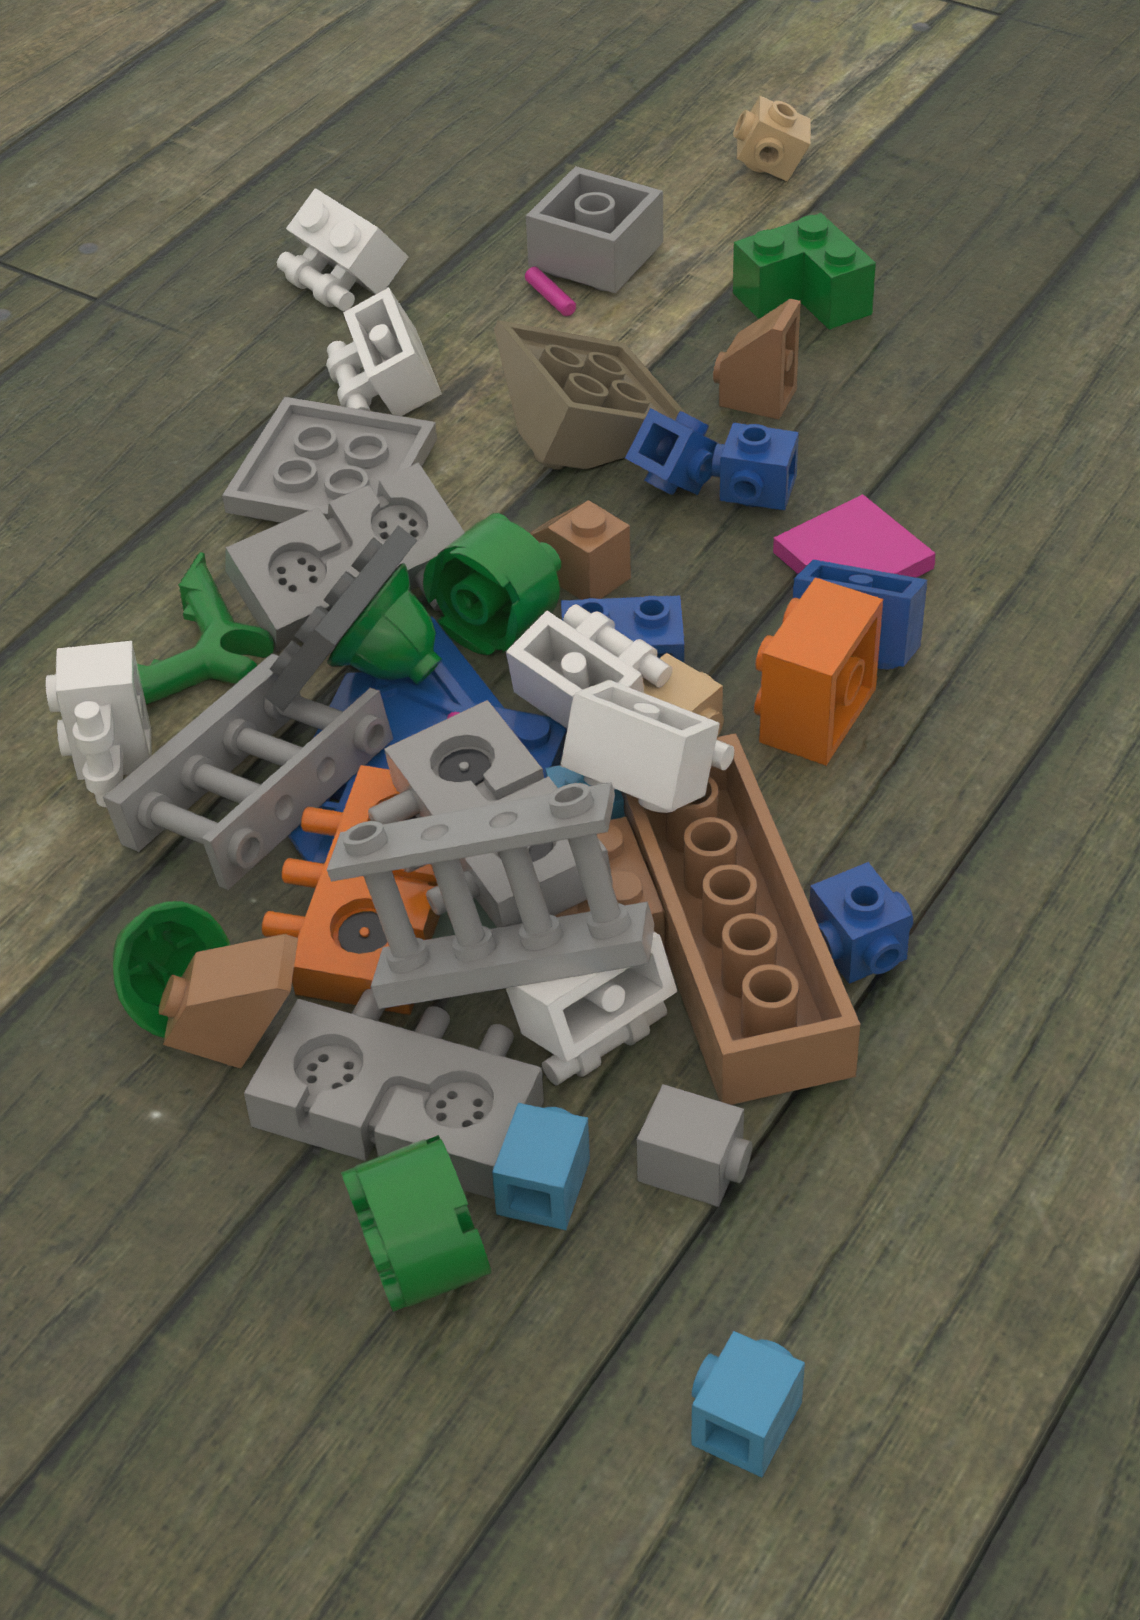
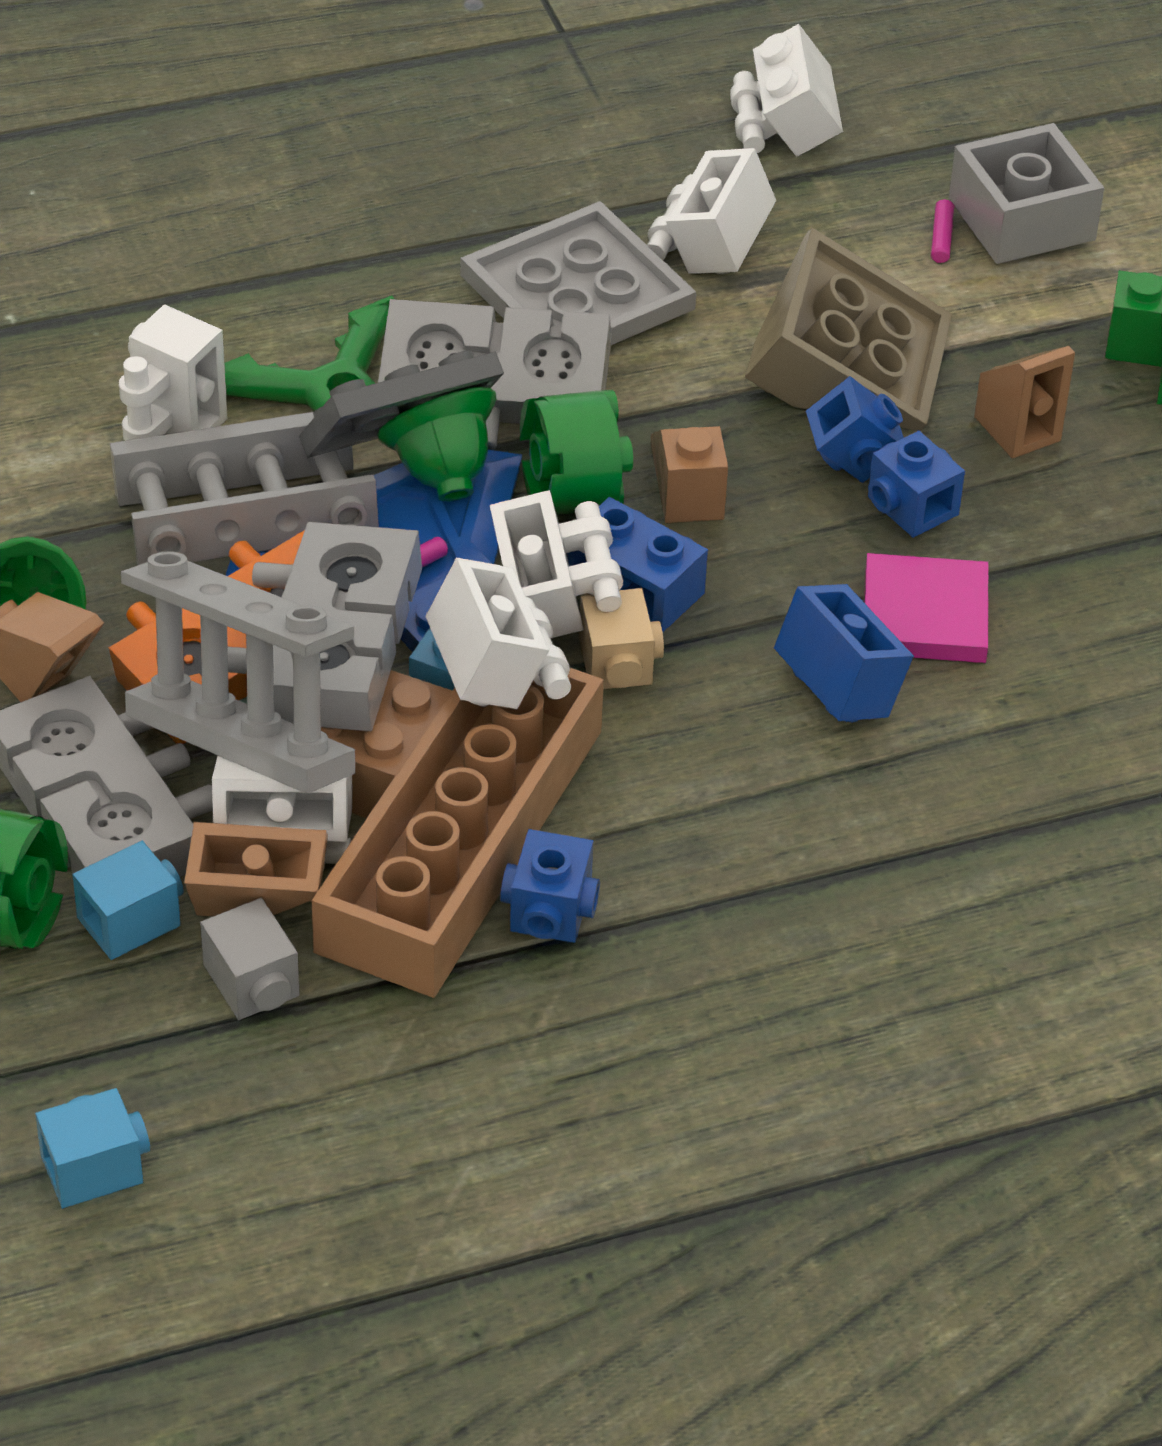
camera: 35 degrees right, 0 degrees up
(626, 1064) = (248, 862): none -> medium nougat slope
(818, 670) = (746, 676): orange brick -> none

